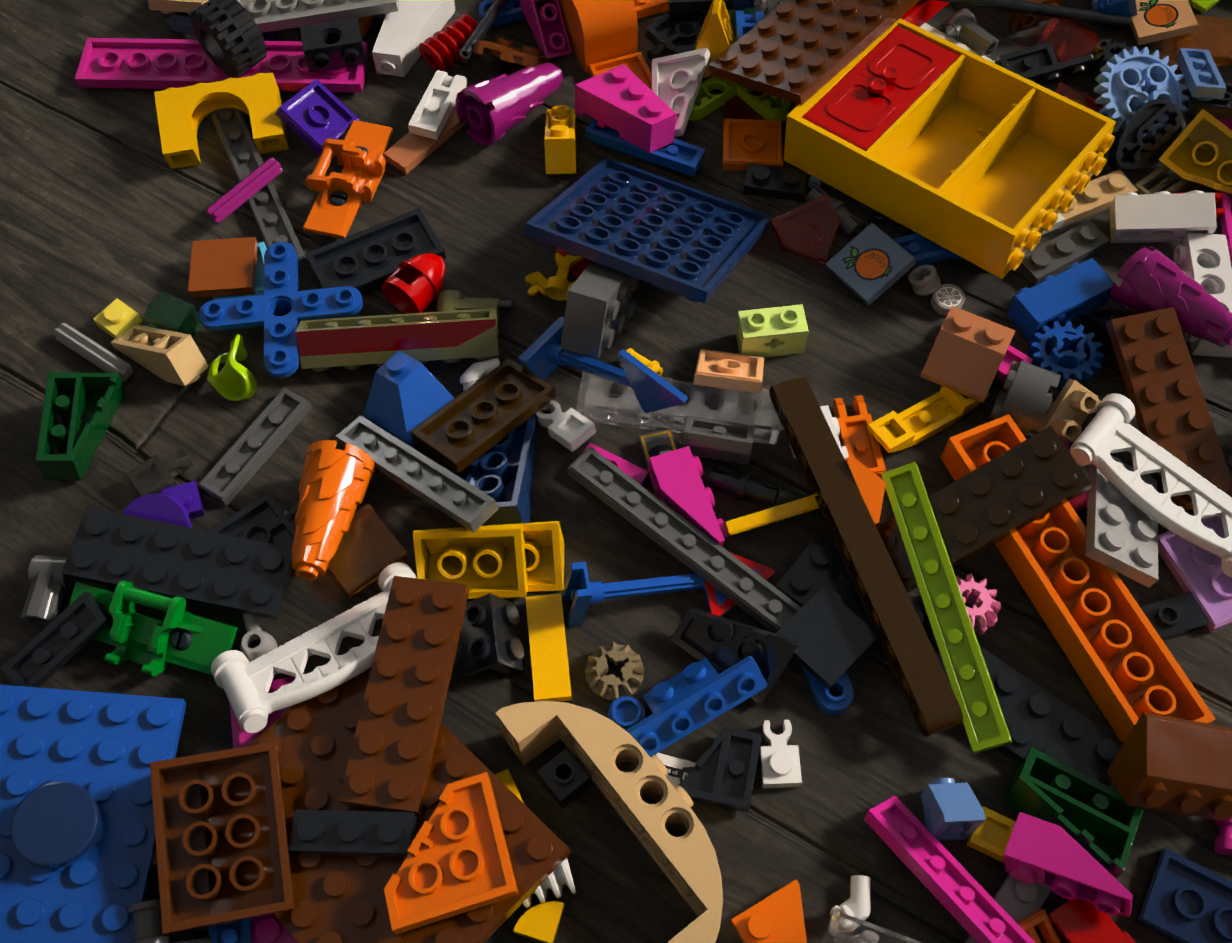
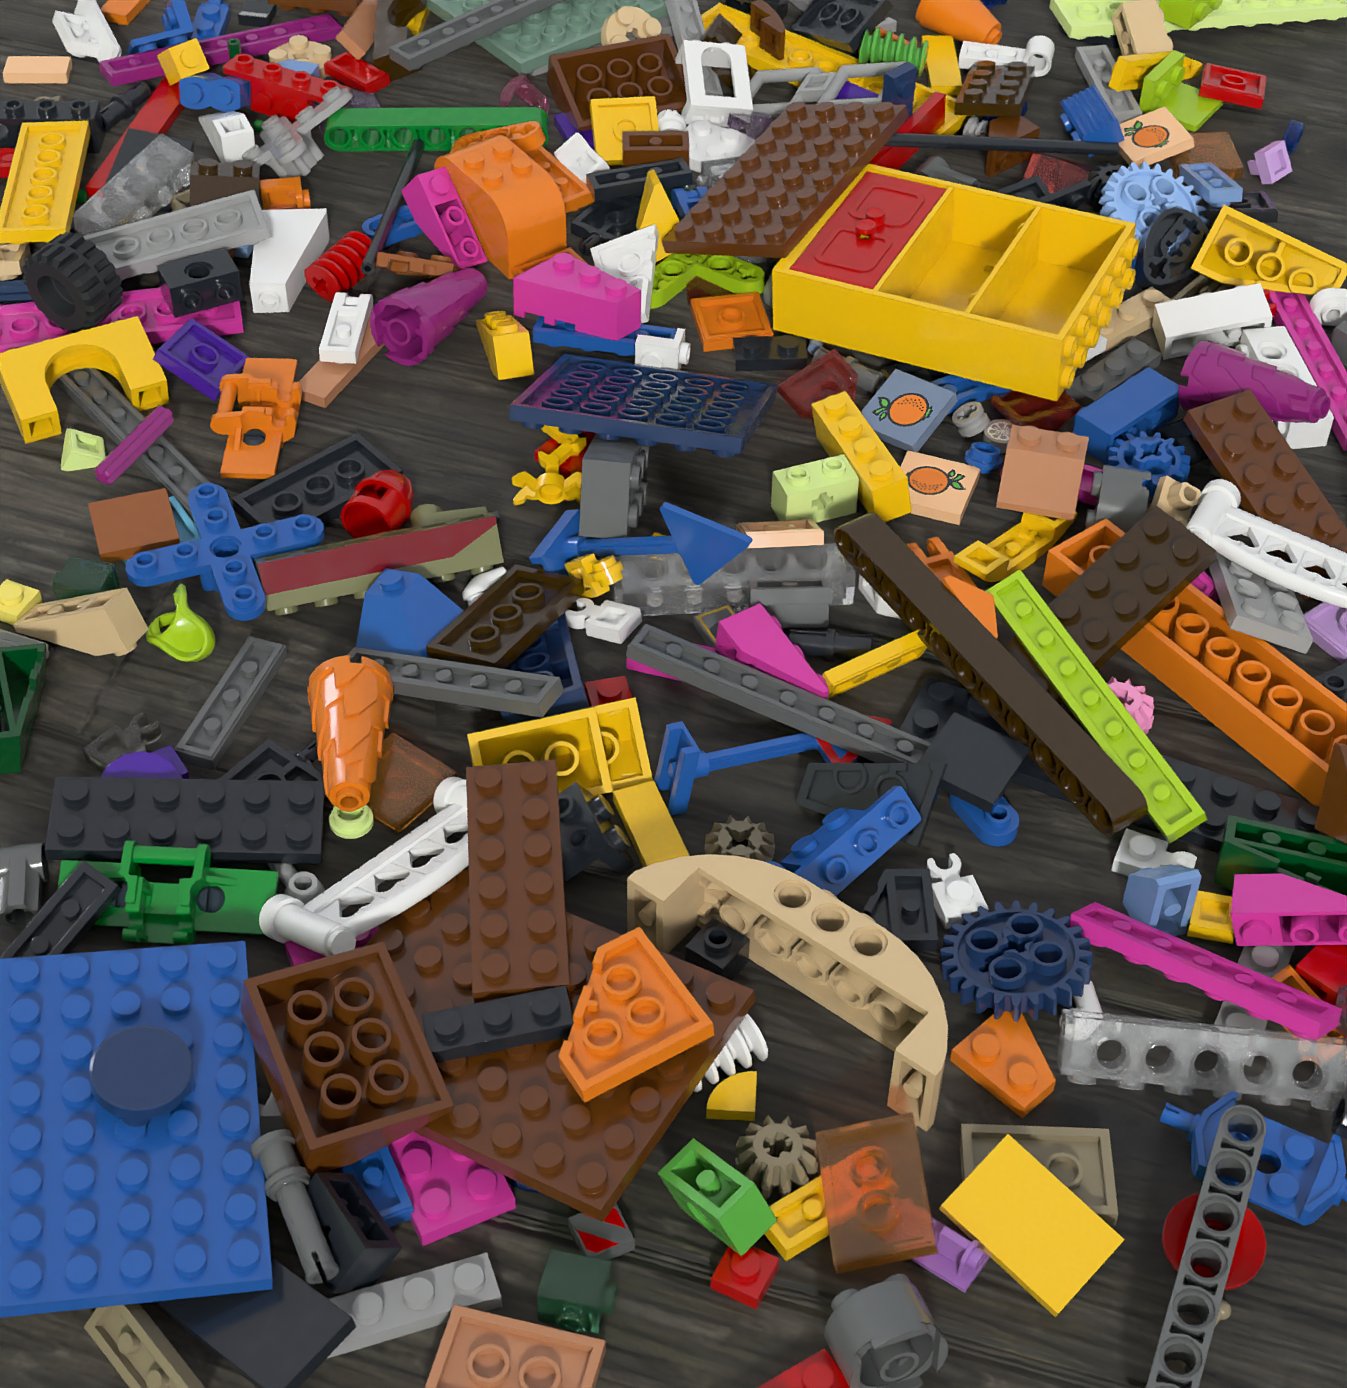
camera: 15 degrees left, 15 degrees down
(209, 184) = (81, 450): none -> yellowish green slope
(316, 587) = (351, 824): none -> yellowish green plate
(549, 502) = (607, 690): none -> red plate
(567, 387) = (595, 573): none -> yellow plate
(684, 170) = (662, 351): none -> white bracket
(820, 306) = (845, 431): none -> yellow brick
(820, 877) = (1016, 960): none -> dark blue gear
(874, 341) = (939, 486): none -> light nougat tile
(925, 320) = (984, 456): none -> blue plate
(952, 757) = (1143, 851): none -> white plate
(979, 285) = (1036, 411): none -> clear red slope

